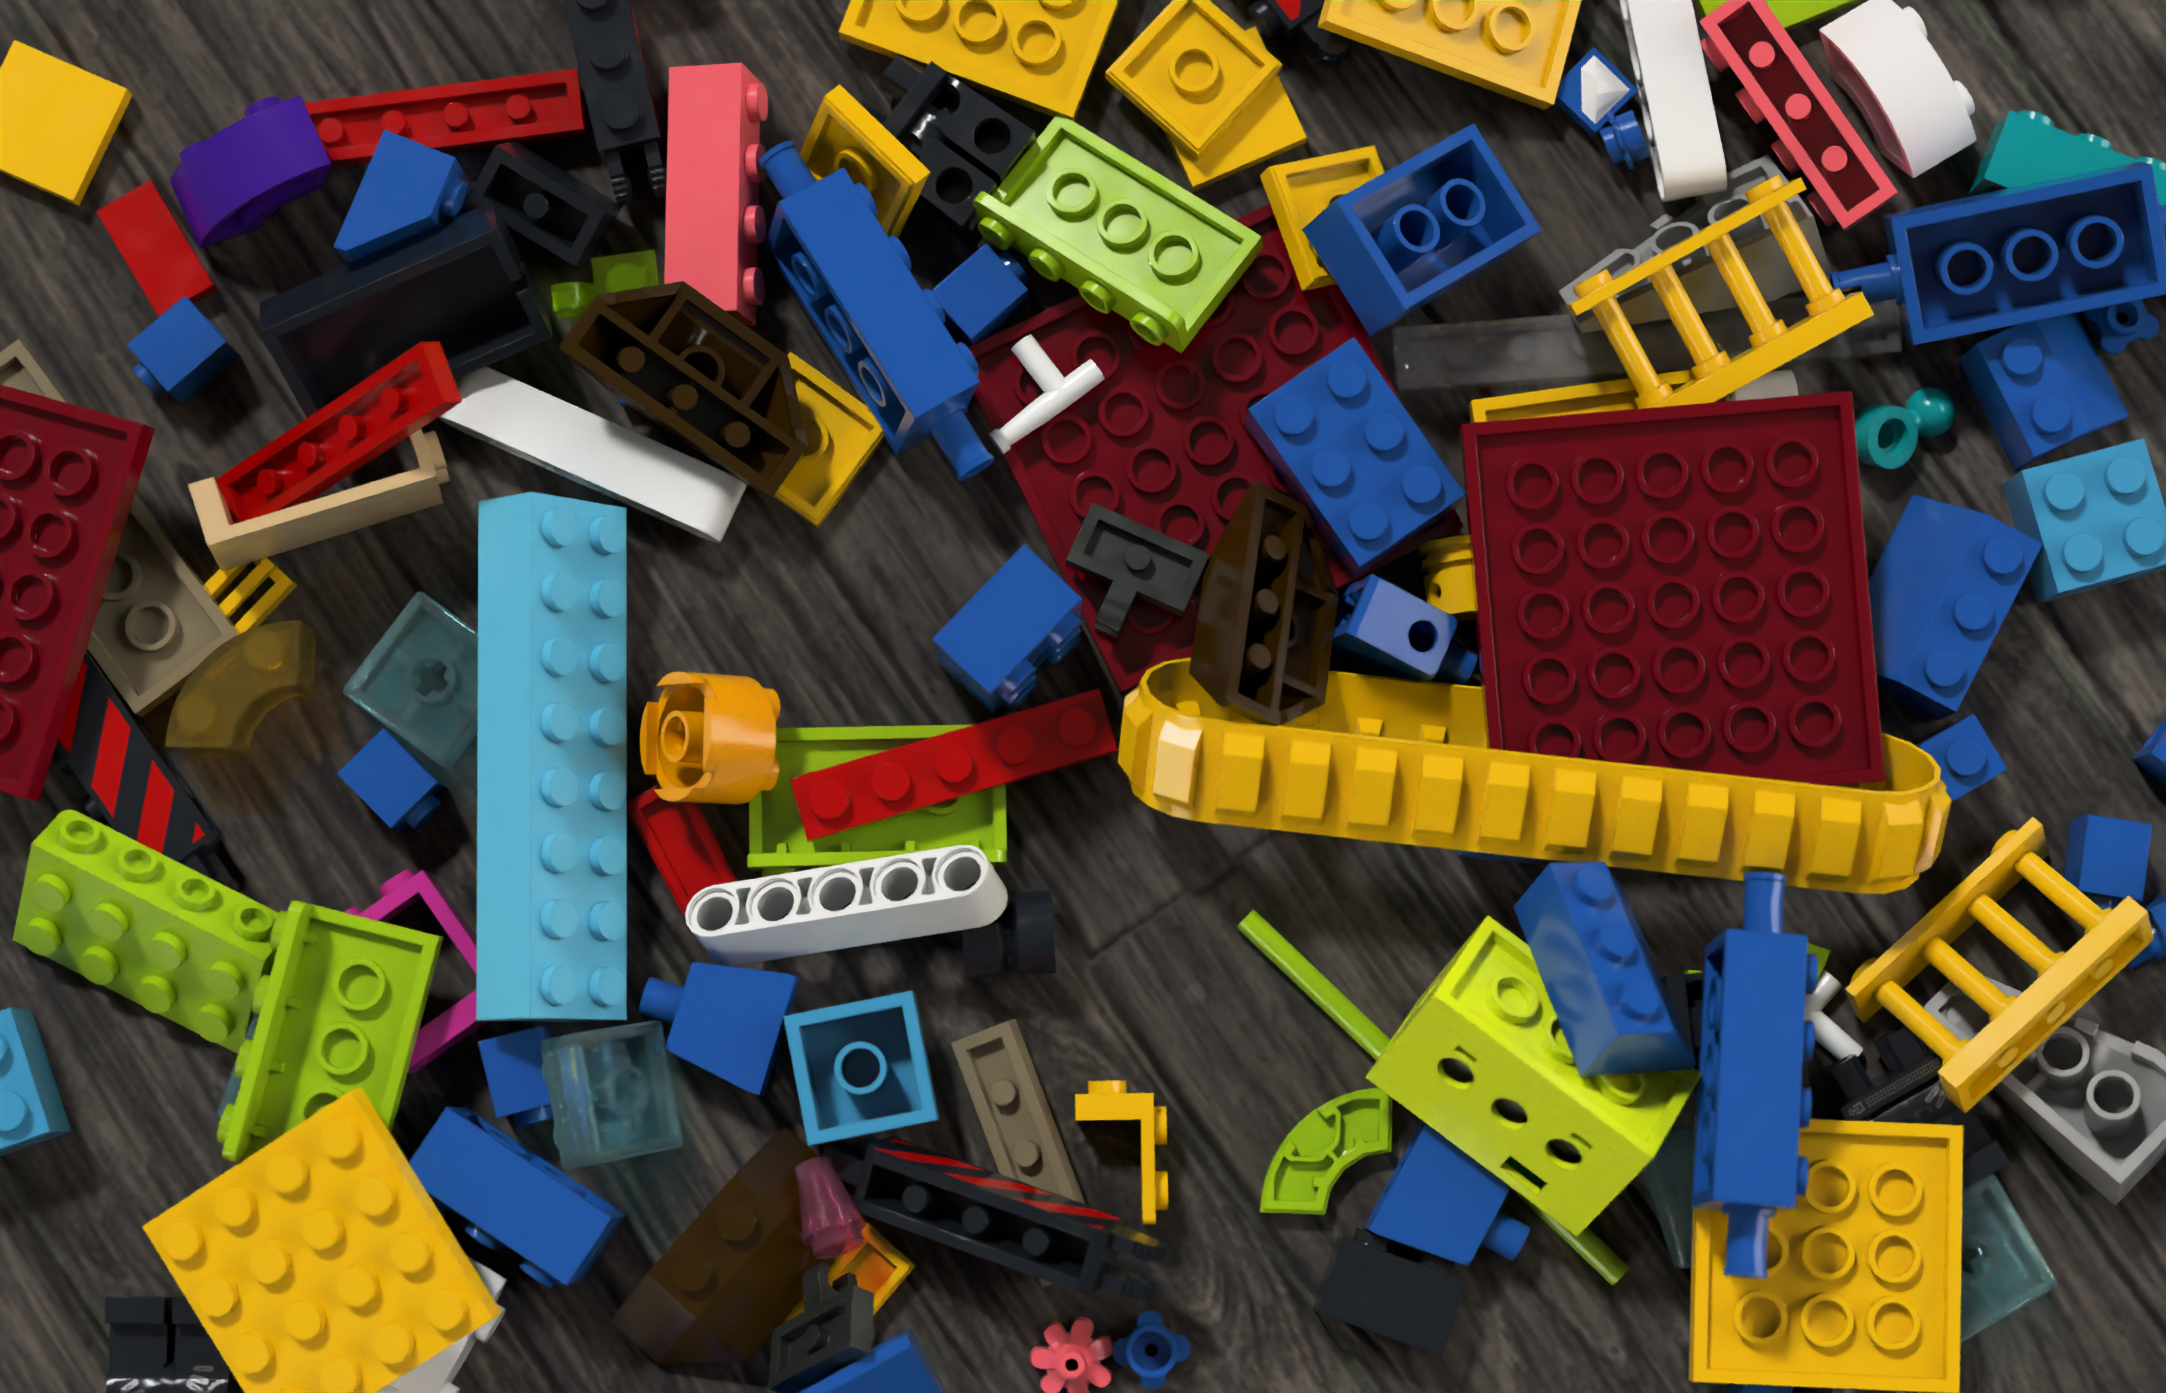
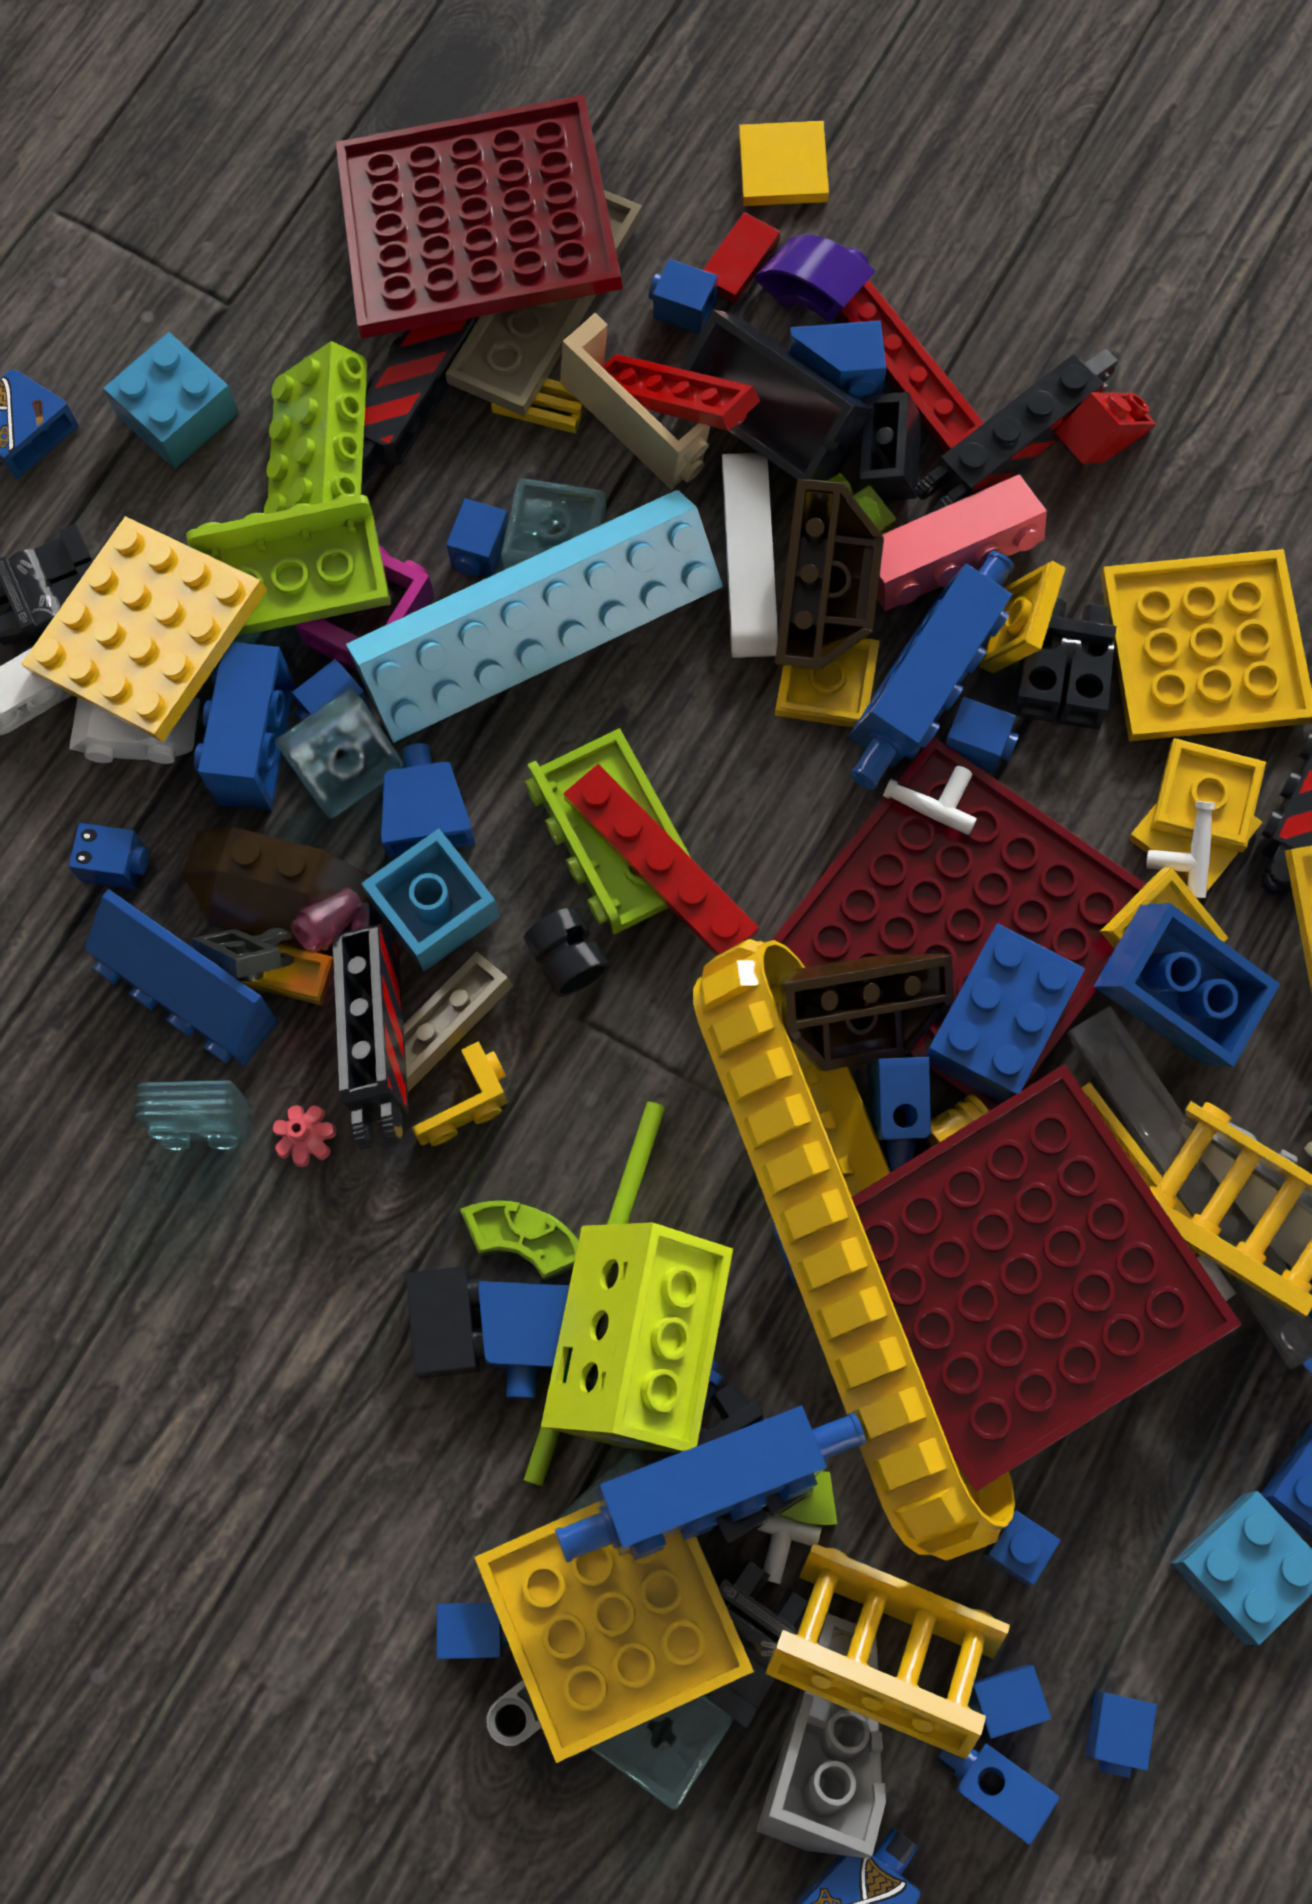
camera: 70 degrees right, 10 degrees down
(239, 686) = (492, 424): clear yellow brick -> none
(680, 845) = (525, 729): red tile -> none
(711, 738) = (599, 702): light orange brick -> none
(875, 913) = (533, 837): white beam -> none
(1010, 632) = (763, 845): blue brick -> none
(1118, 233) = (1070, 796): lime bracket -> none
(1134, 564) = (854, 910): pearl dark grey plate -> none
(1151, 1368) = (325, 1170): blue plate -> none
(1270, 130) = (1197, 860): none -> white piece
(1600, 973) = (732, 1347): blue slope -> none
(1890, 433) = (1261, 1411): teal plate -> none
(1942, 600) = (1128, 1481): blue slope -> none

